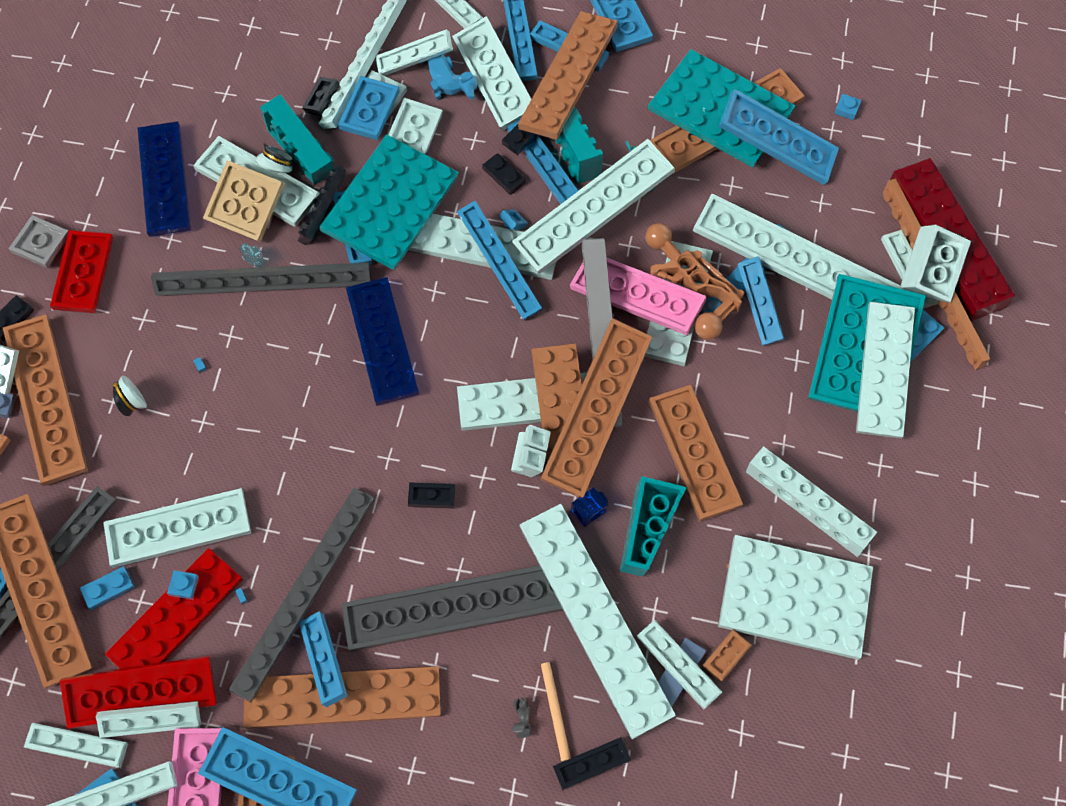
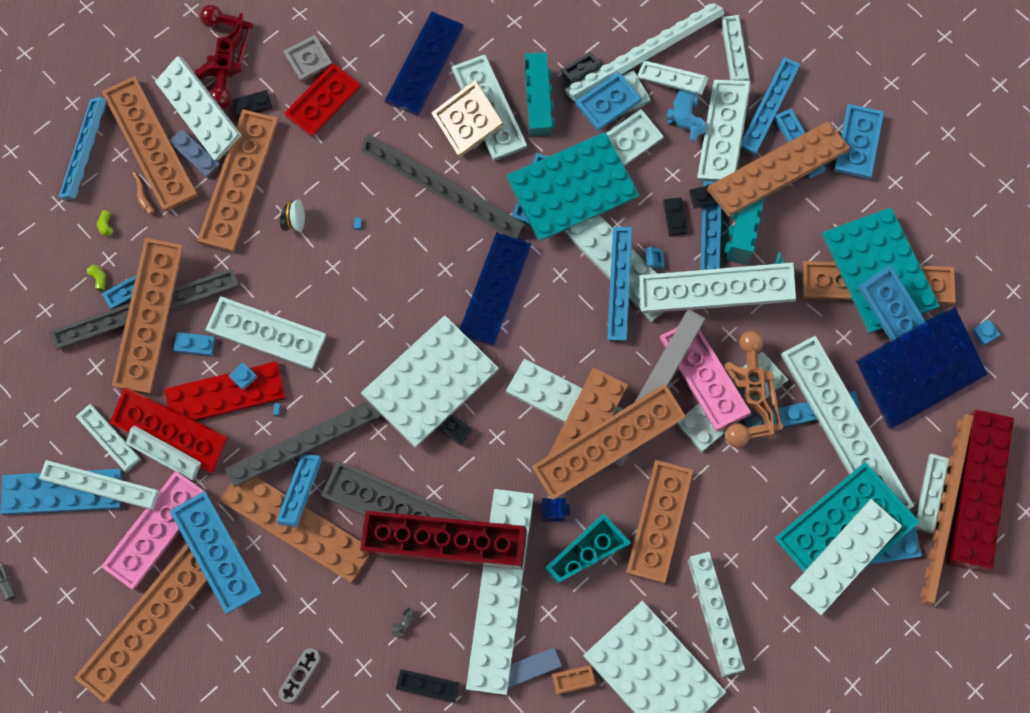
camera: 35 degrees right, 5 degrees up
(252, 255) = (448, 164): clear light blue plate -> none
(275, 160) = (512, 100): piece -> none
(318, 210) = (515, 160): black plate -> none
(380, 466) = (429, 381): none -> light aqua plate
(507, 605) = (444, 540): none -> dark red brick
(530, 451) = (538, 442): light aqua hips -> none
(555, 711) = (429, 634): light nougat bar -> none
(679, 664) = (535, 662): light aqua tile -> none
(761, 301) = (793, 442): dark azure plate -> none
(820, 166) = (921, 367): none -> clear blue plate
(935, 263) = (947, 503): light aqua slope -> none

